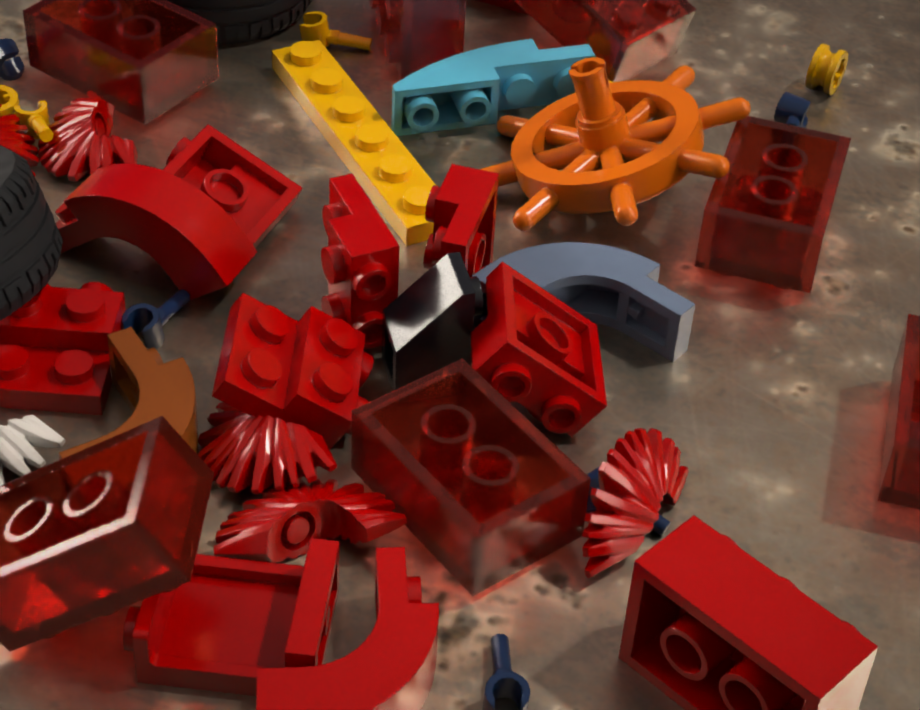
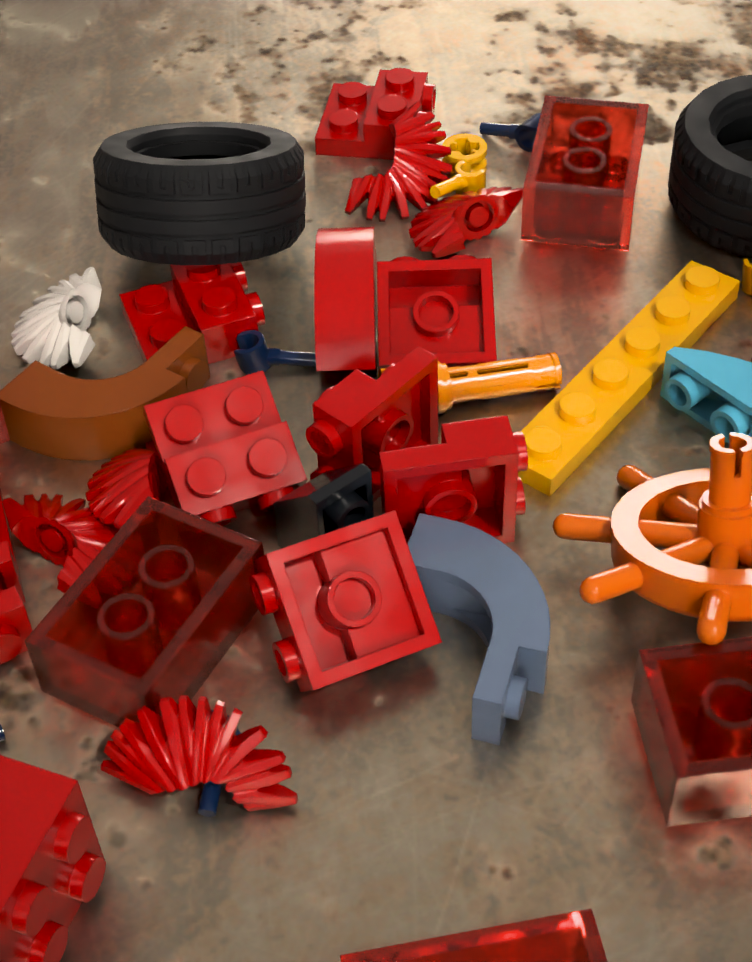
camera: 70 degrees right, 5 degrees up
(302, 228) = (496, 379): none -> light orange pin

